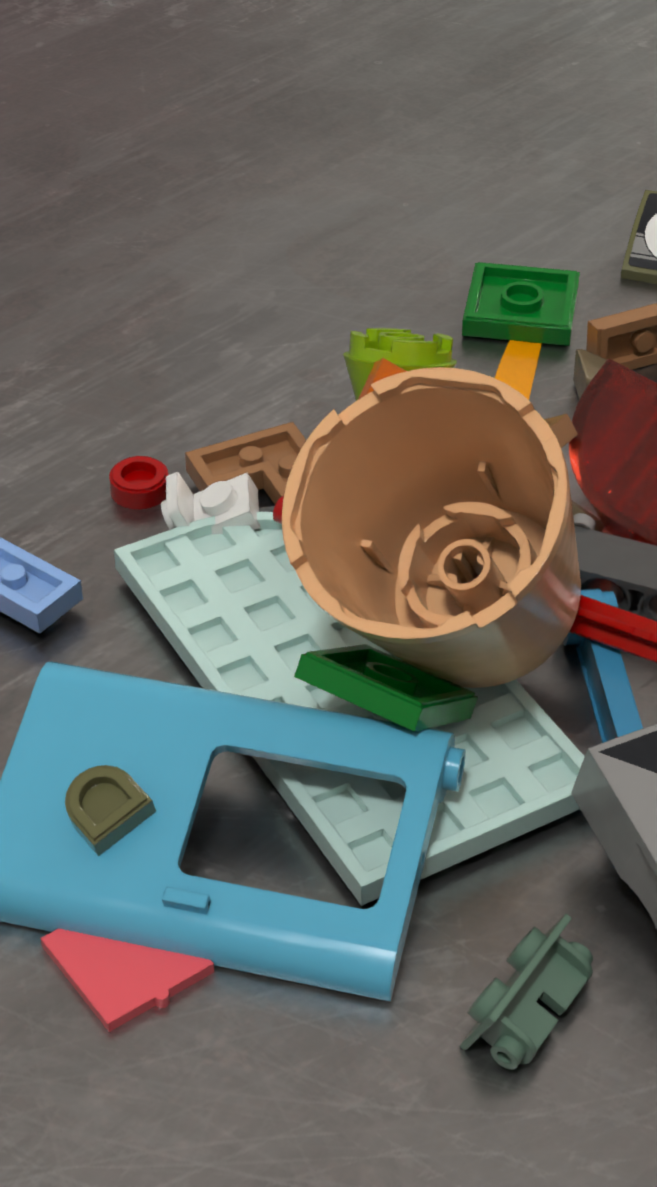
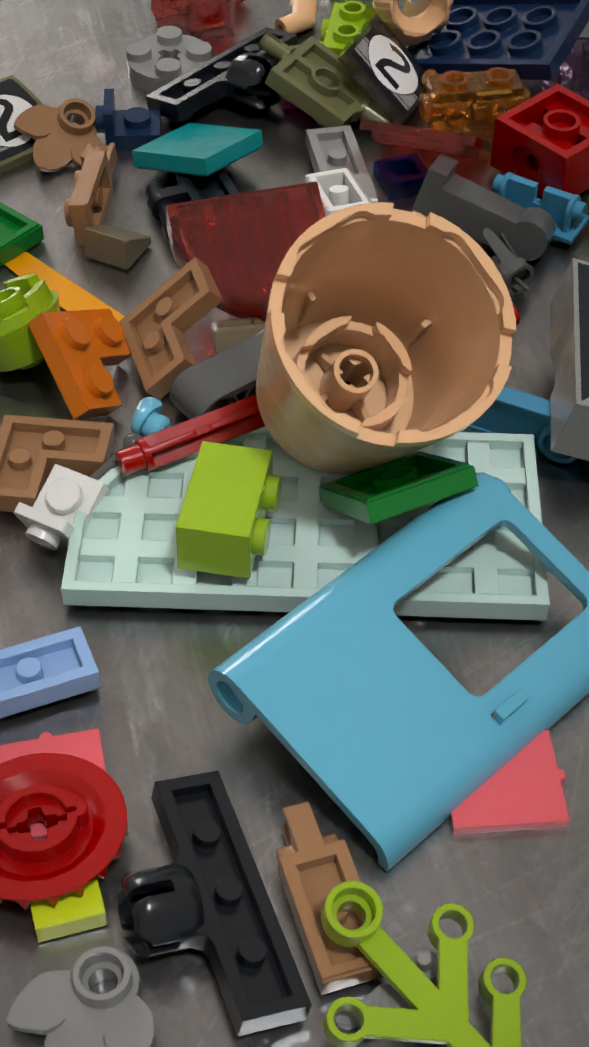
camera: 60 degrees left, 5 degrees up
(106, 806) = (398, 707): olive tile -> none
(246, 592) = (227, 509): none -> lime brick

